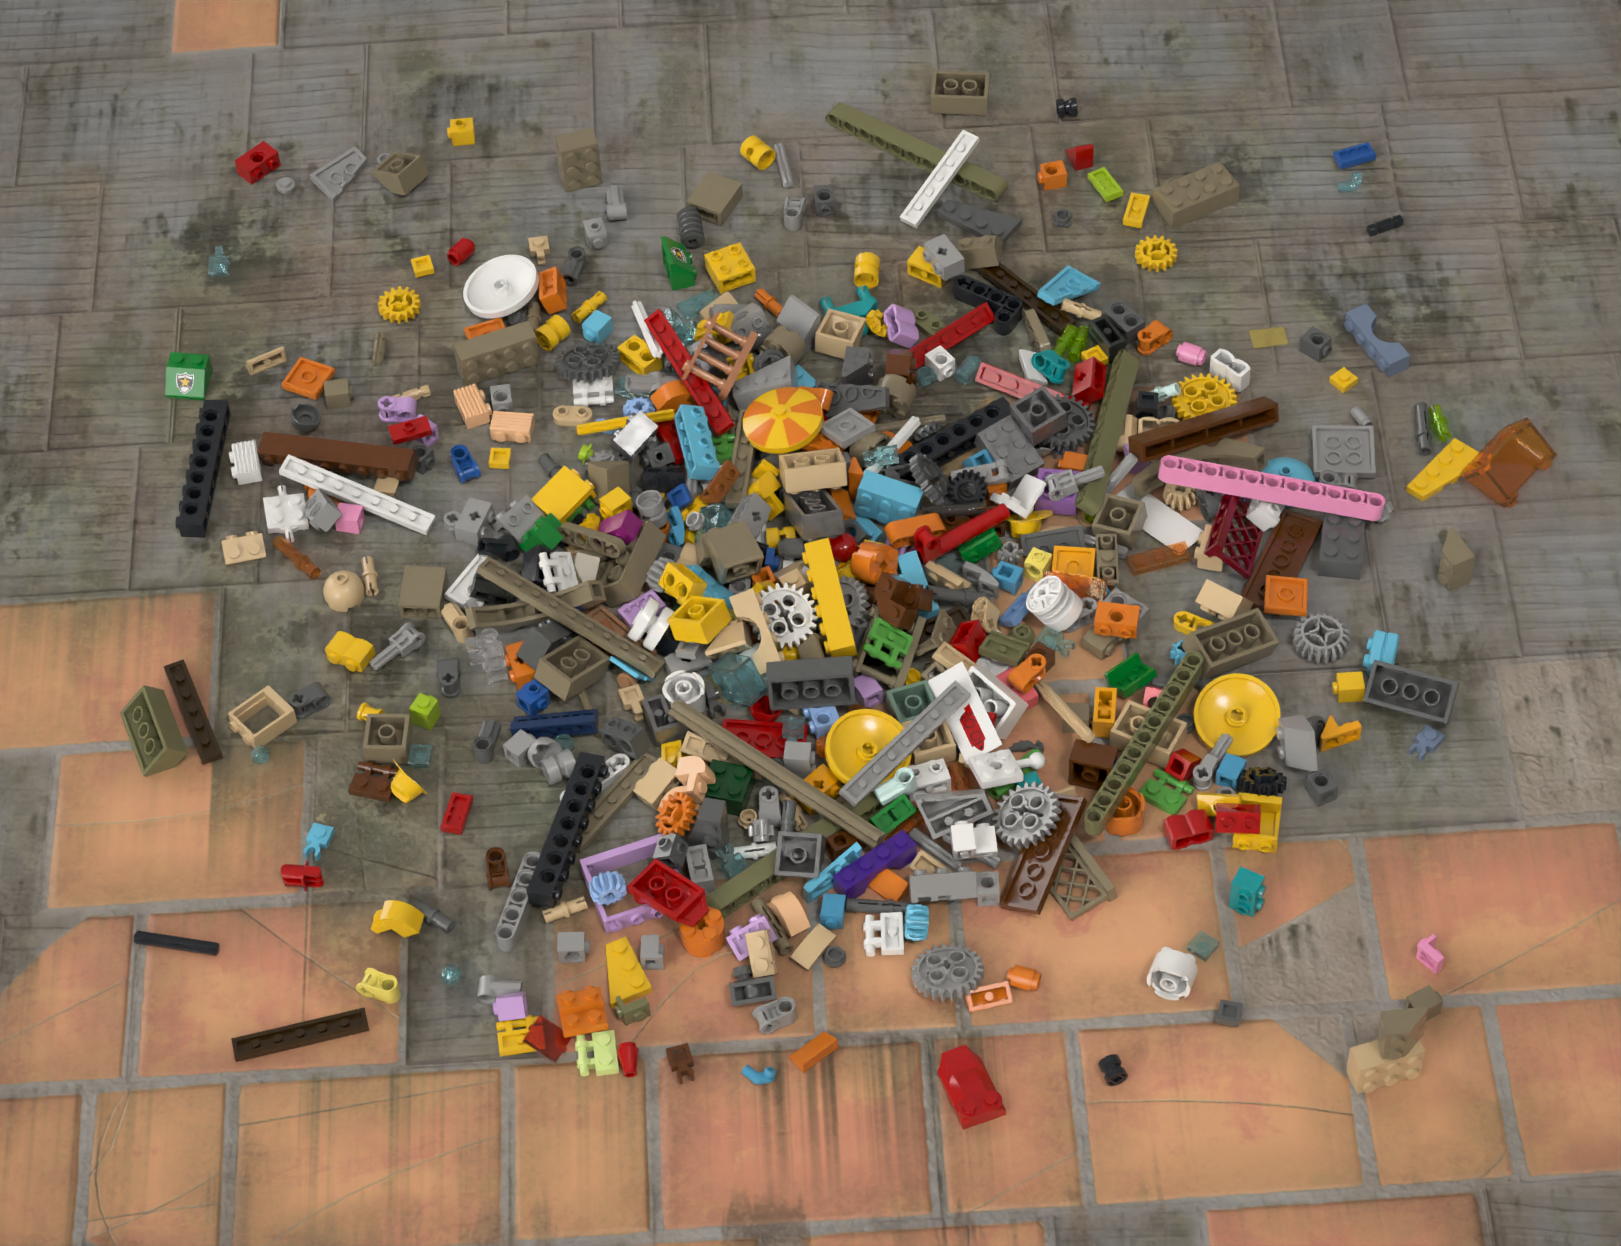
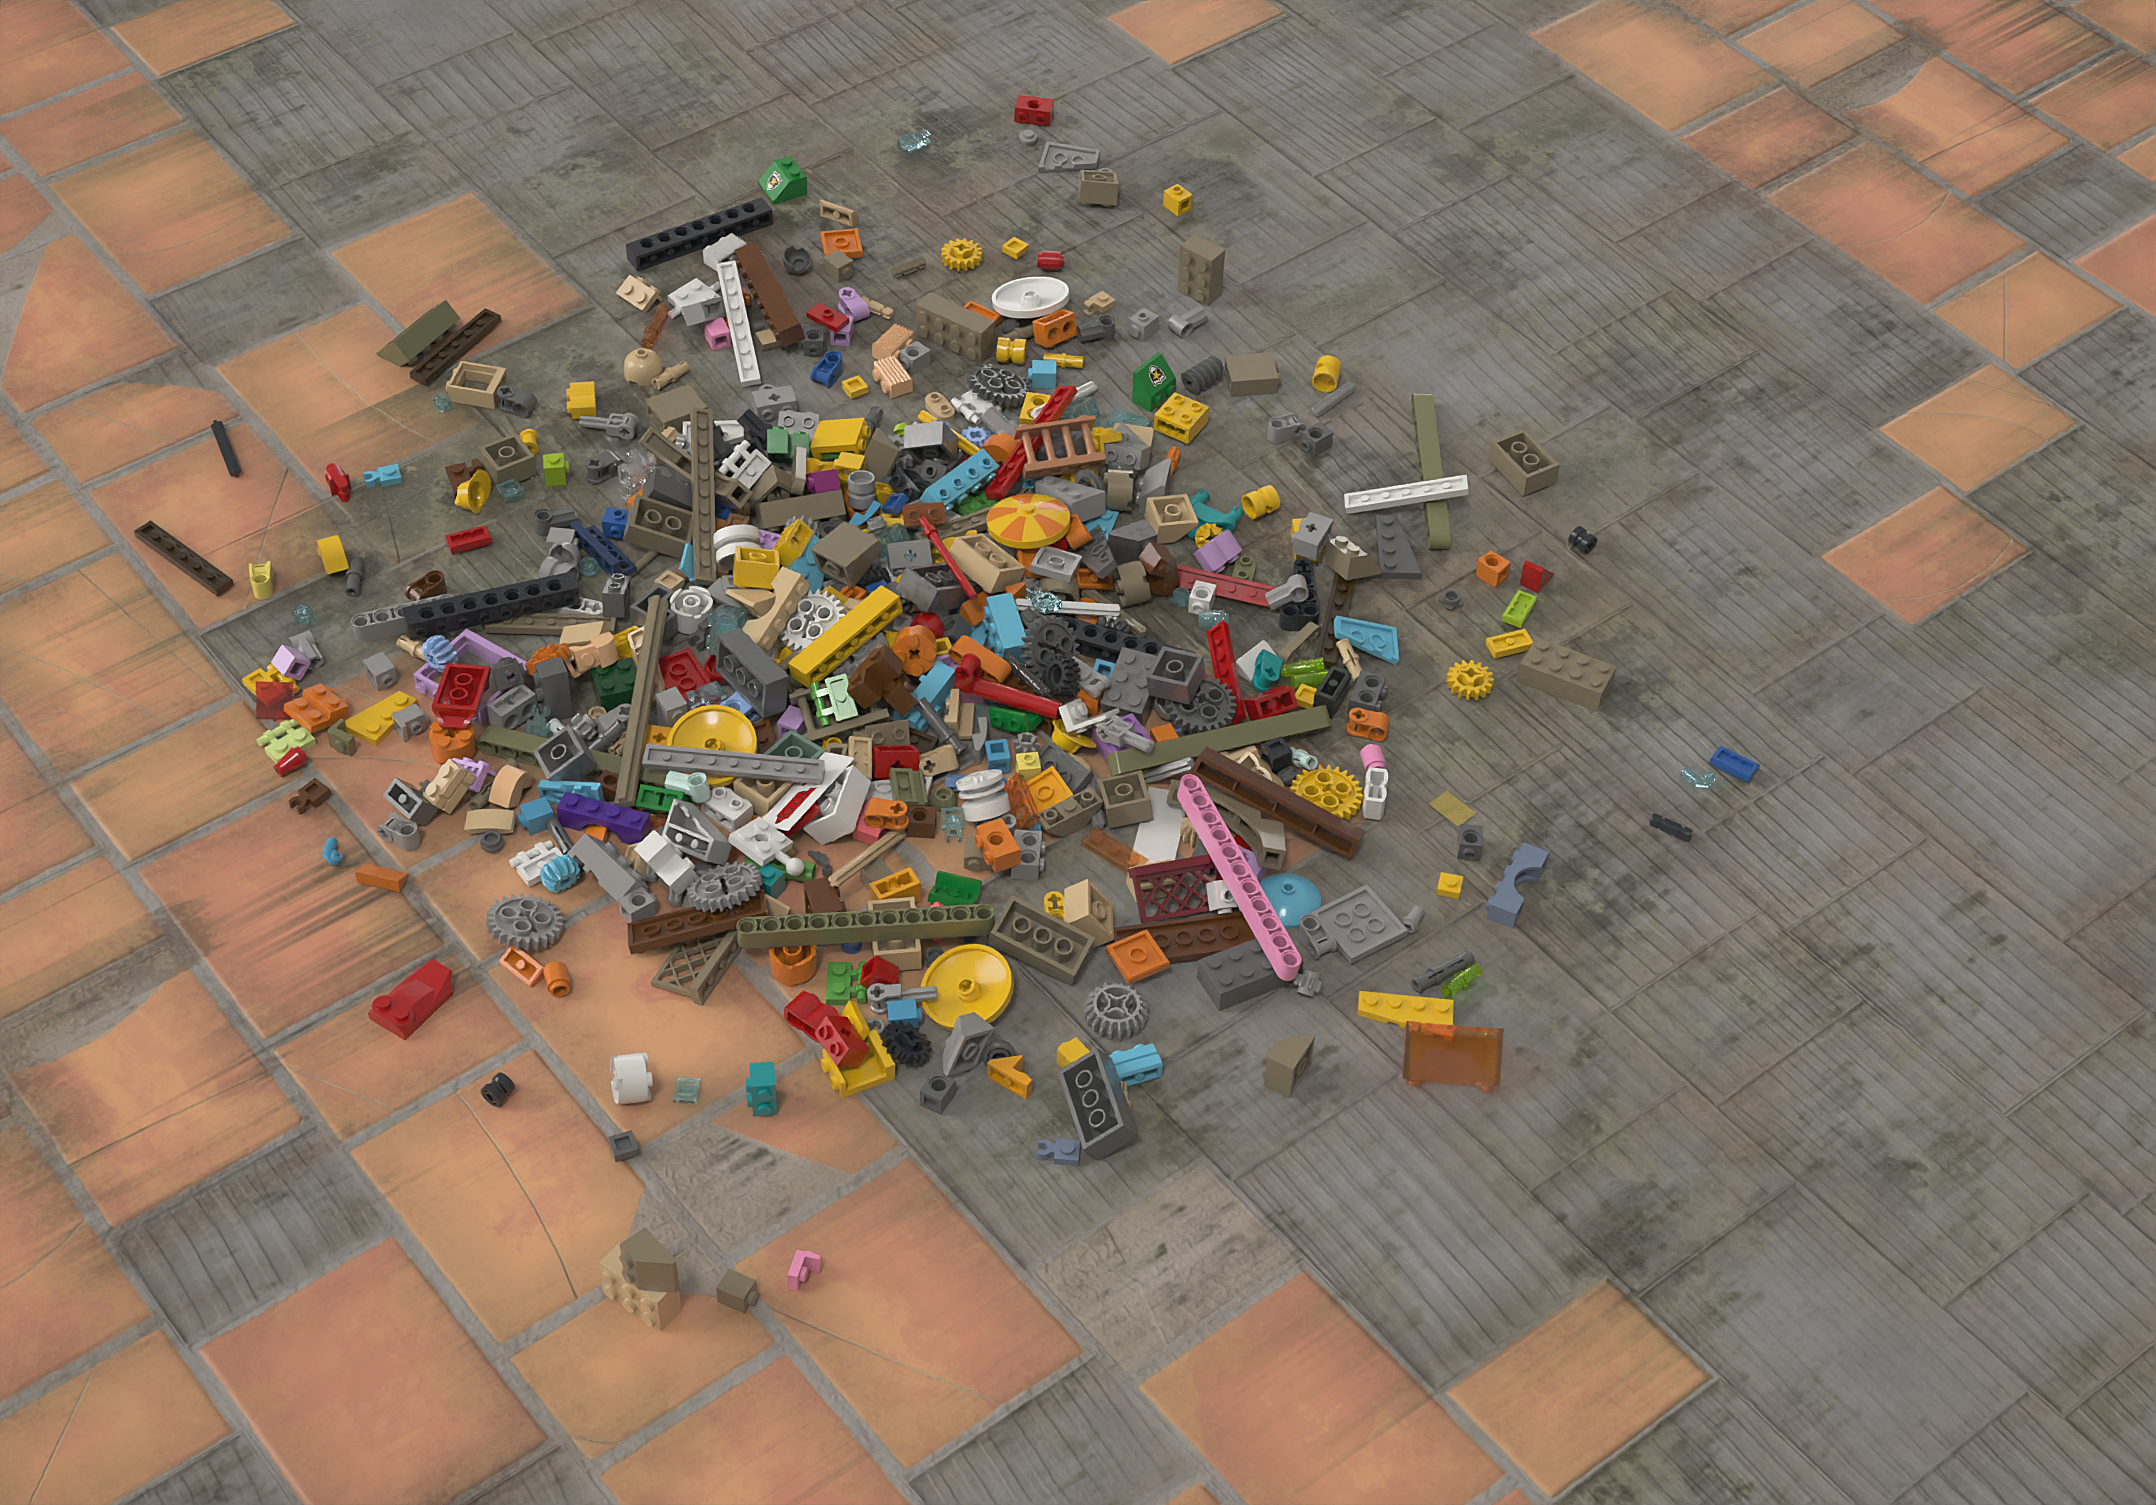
camera: 50 degrees right, 5 degrees down
(752, 486) = (932, 534): none -> red bar
(991, 300) = (1293, 590): none -> light grey piece

